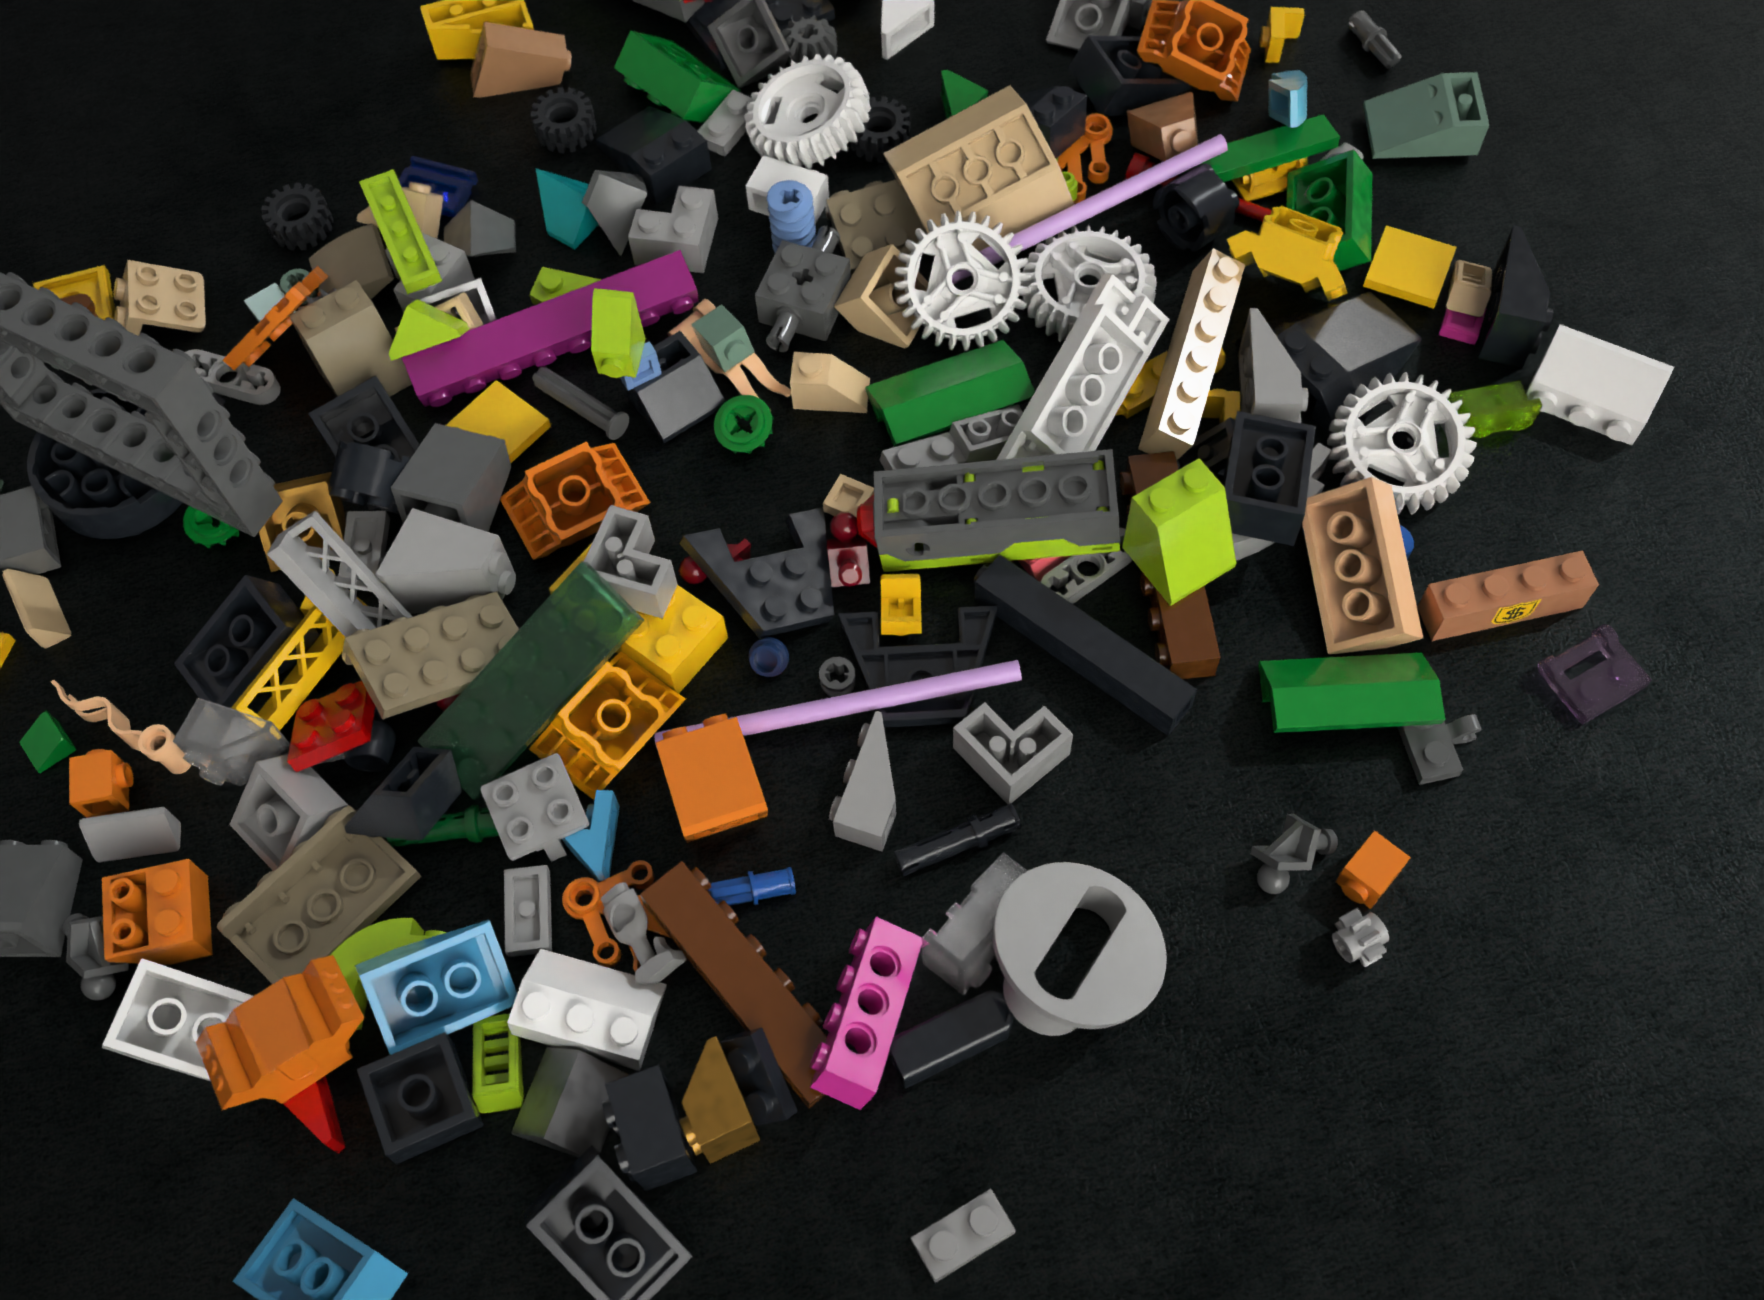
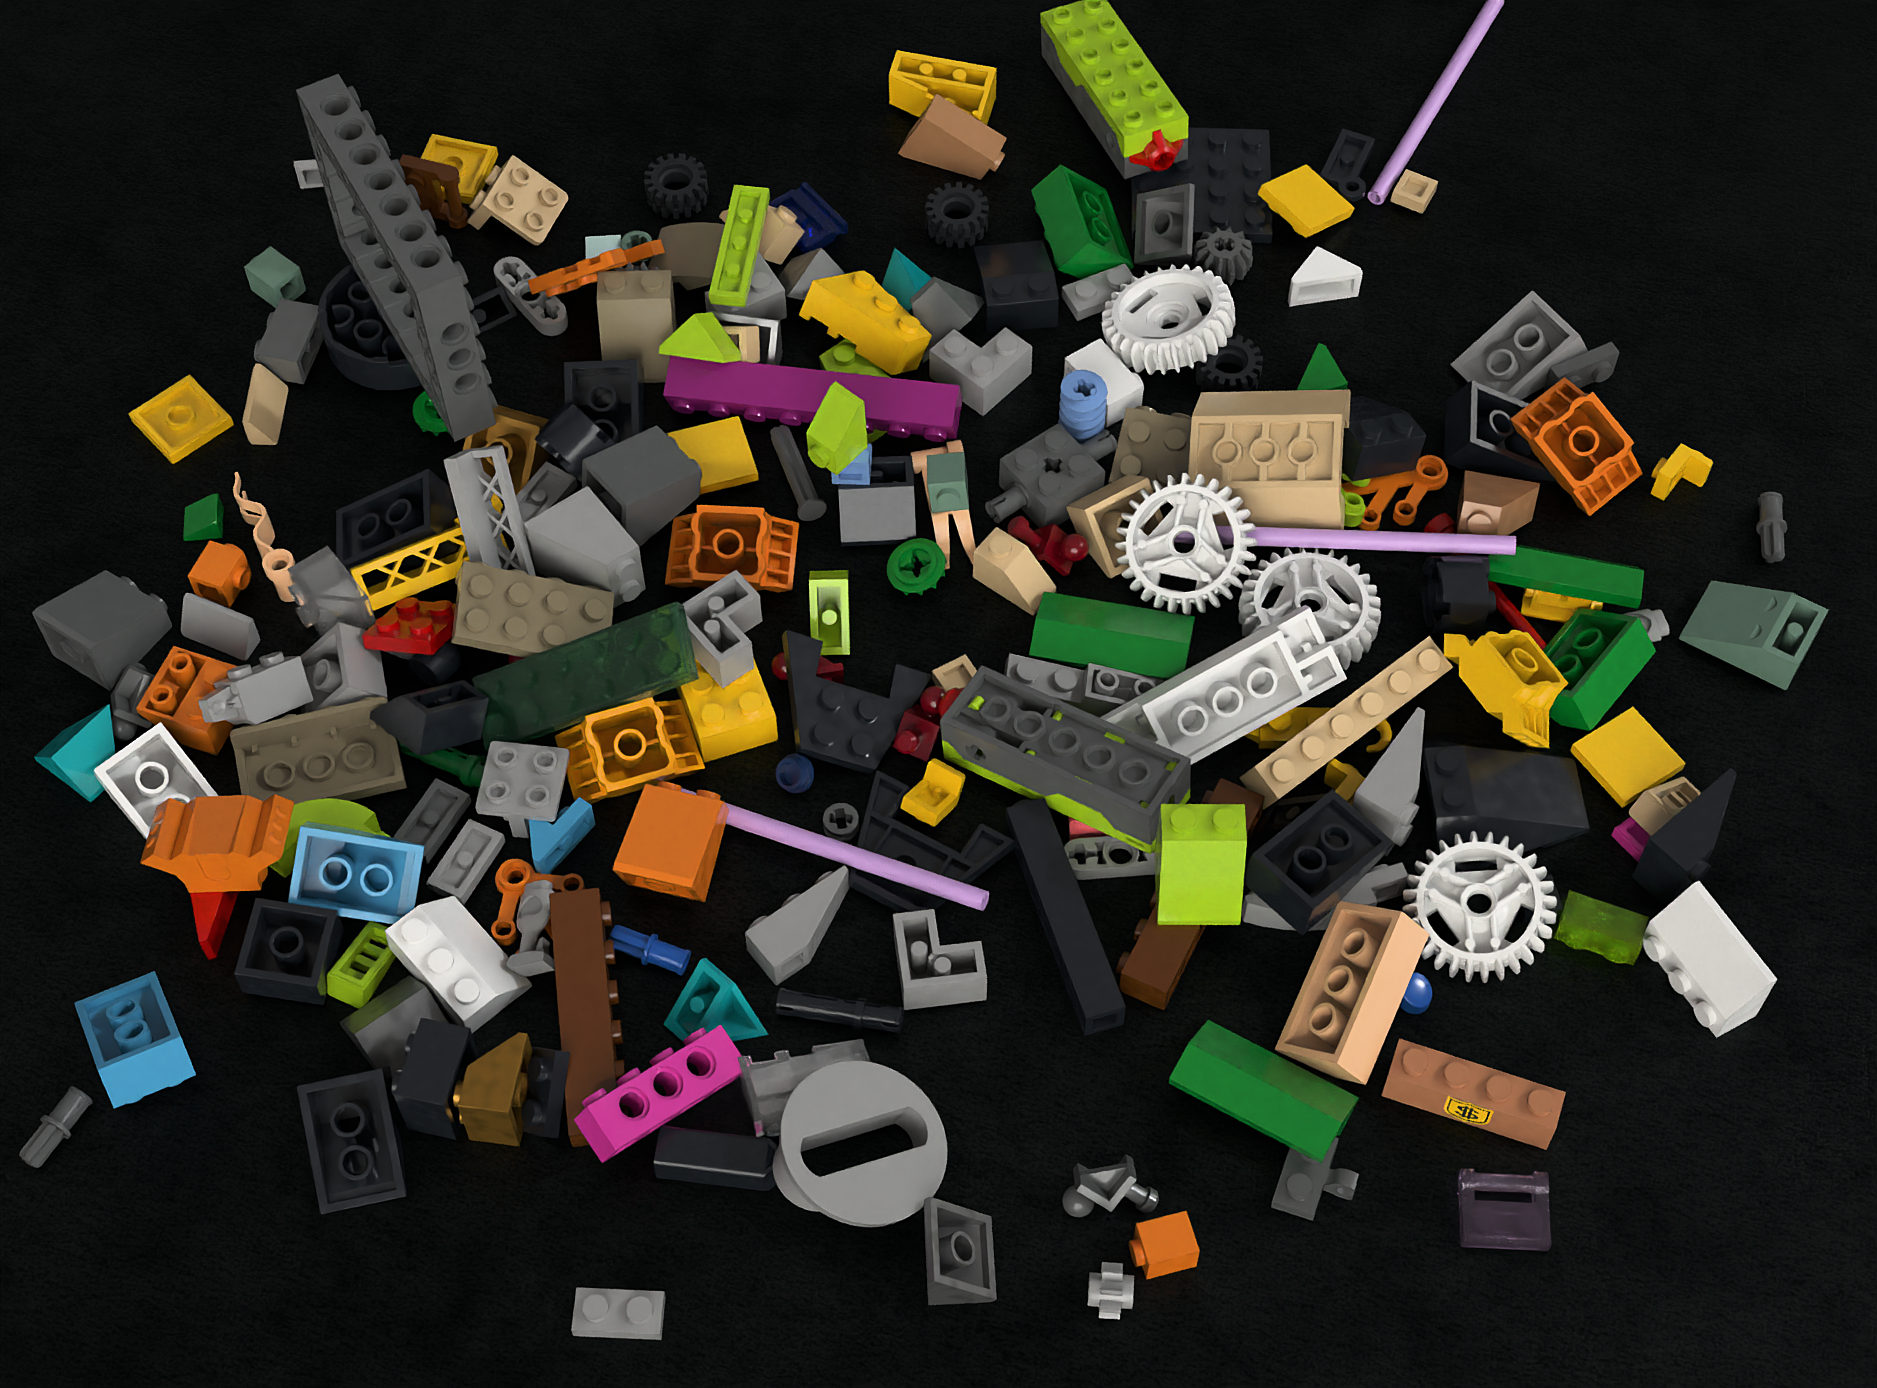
camera: 30 degrees right, 5 degrees down
(73, 1033) = (79, 751): none -> teal slope
(219, 872) = (258, 691): none -> light grey hinge
(467, 888) = (434, 817): none -> dark grey plate
(555, 238) = (869, 318): none -> yellow wedge
(696, 498) = (830, 610): none -> lime slope
(844, 343) = (1050, 544): none -> dark red piece
(845, 904) = (713, 1001): none -> teal slope
(1212, 990) = (958, 1254): none -> flat silver slope
(1288, 97) = (1628, 538): medium azure slope -> none

